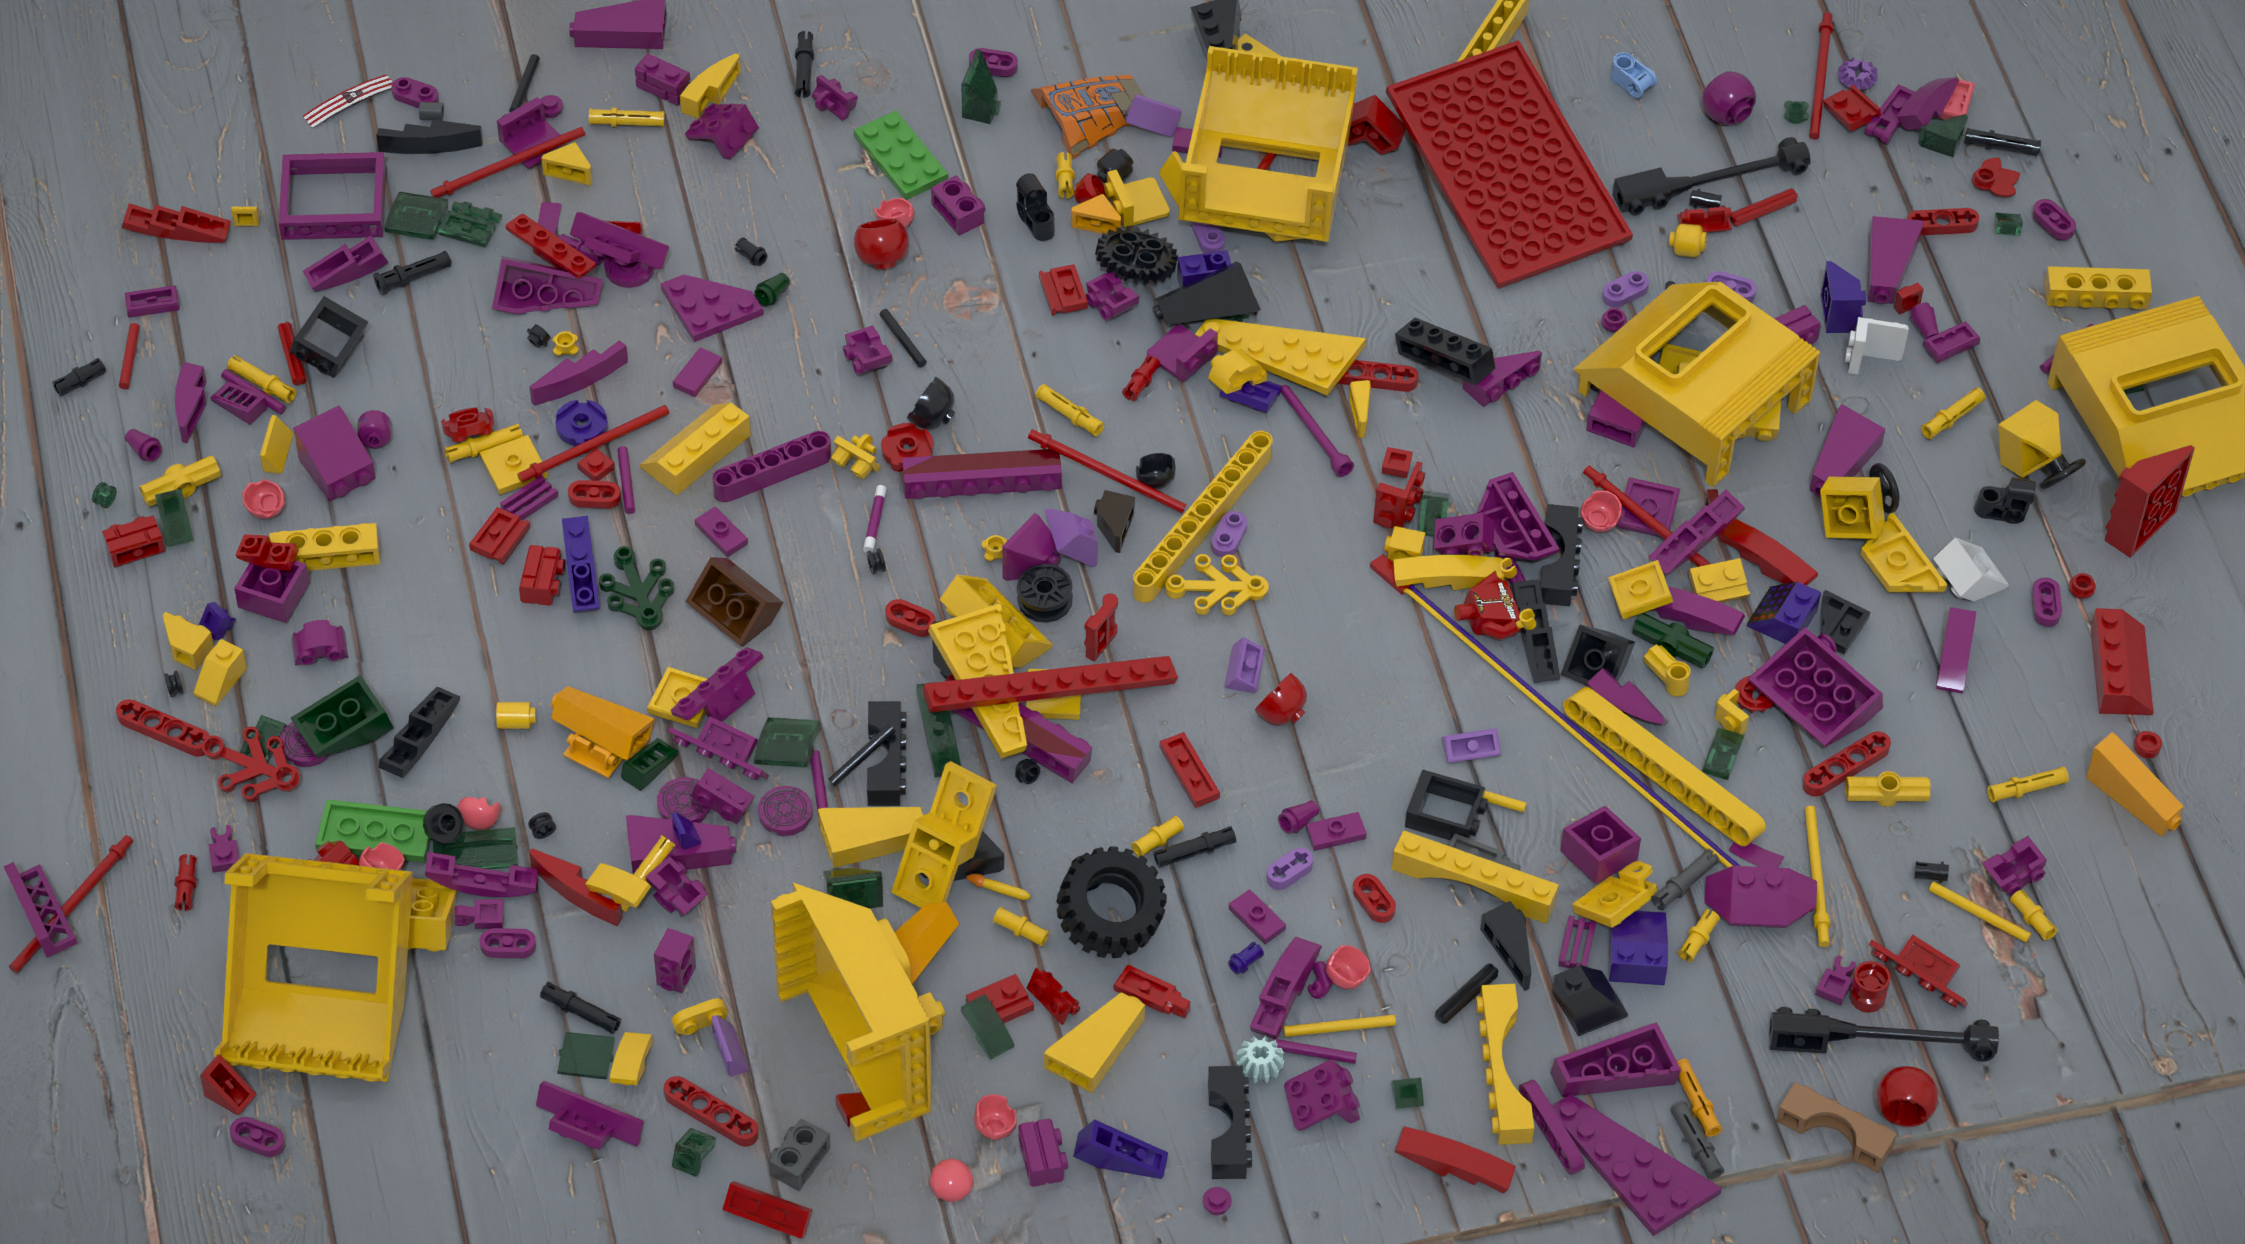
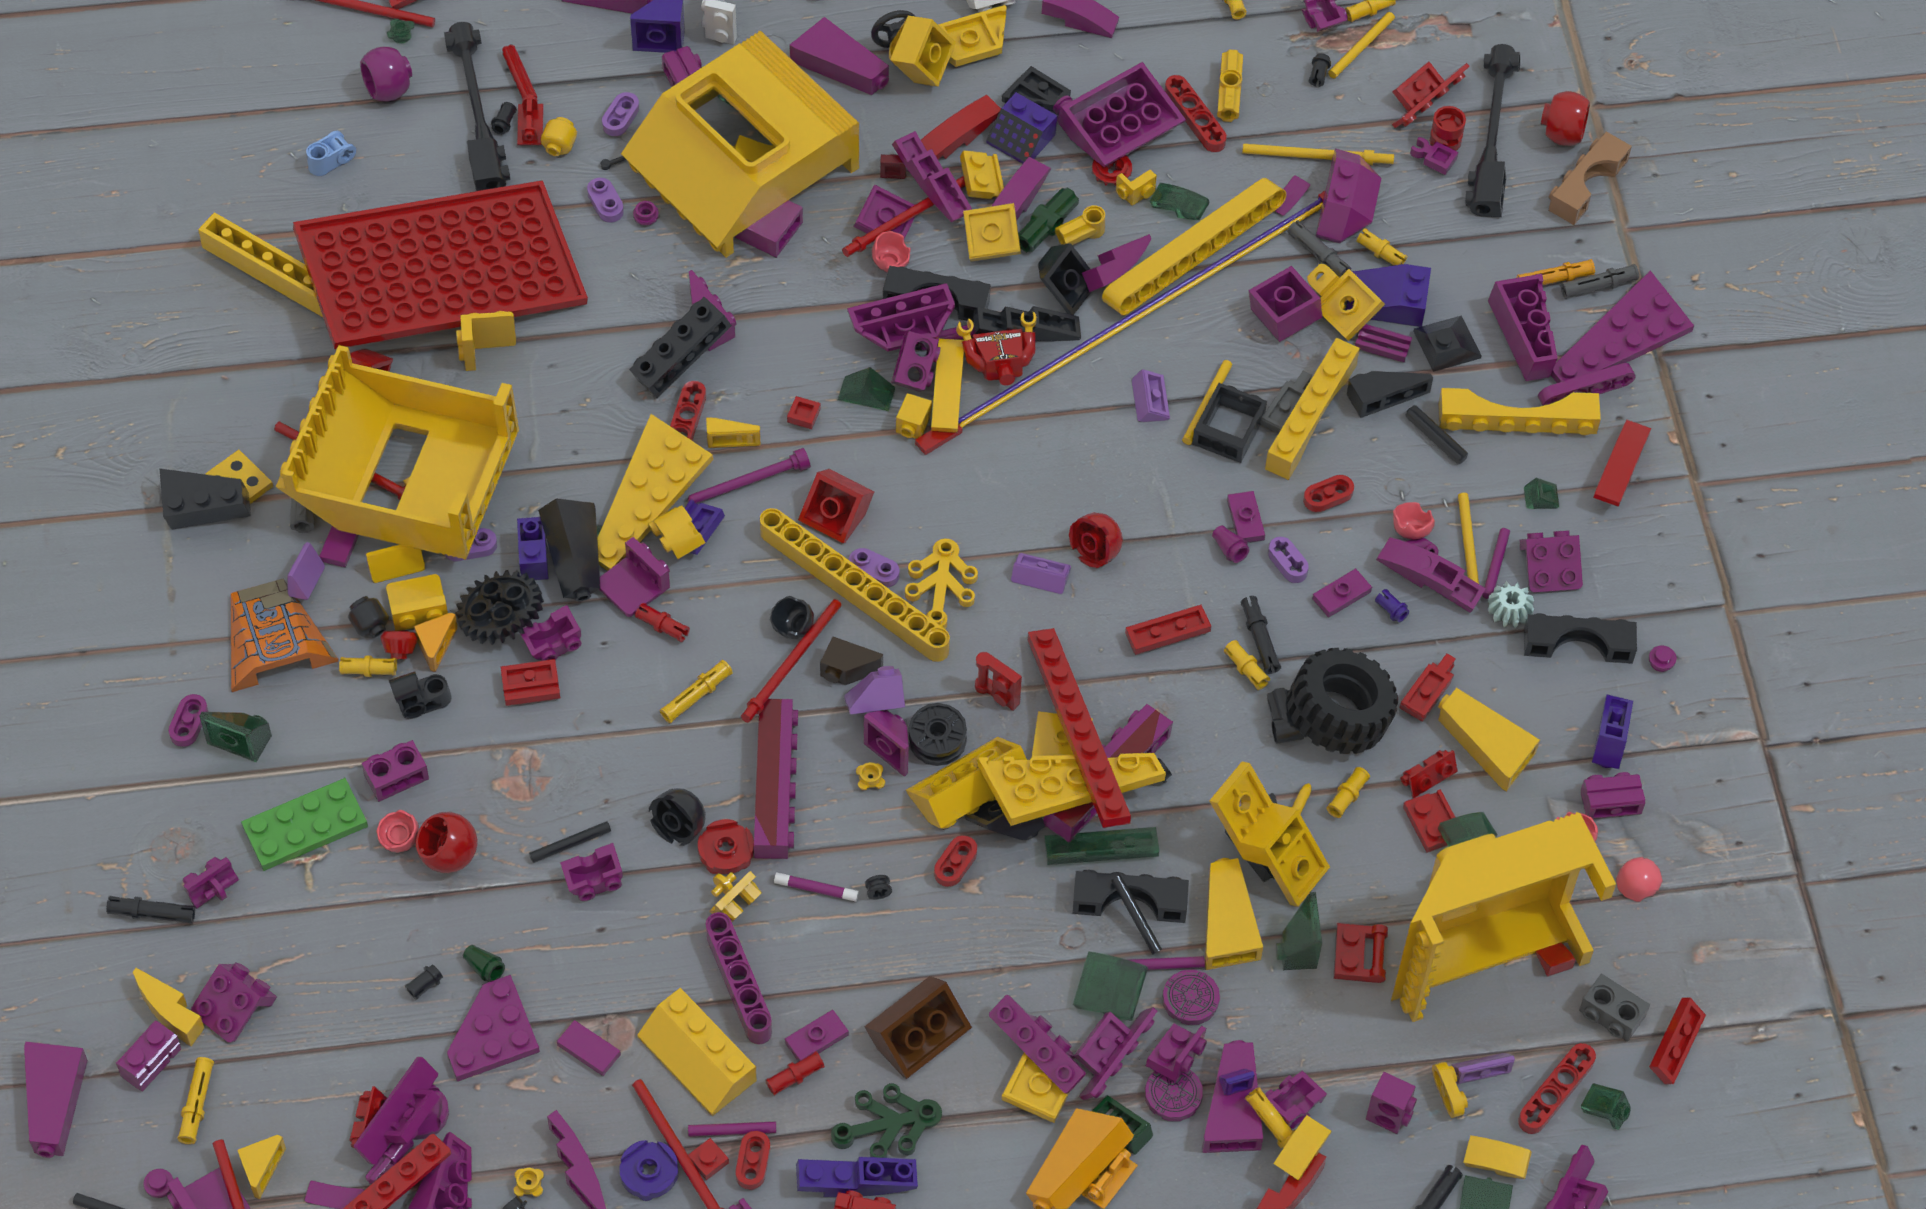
camera: 85 degrees left, 5 degrees up
(681, 516) = (794, 1073): none -> red pin
(926, 934) = (1379, 887): light orange slope -> none
(1293, 494) = (835, 505): none -> red slope
(1396, 505) = (862, 402): red bracket -> none
(1426, 197) = (484, 331): none -> yellow bracket

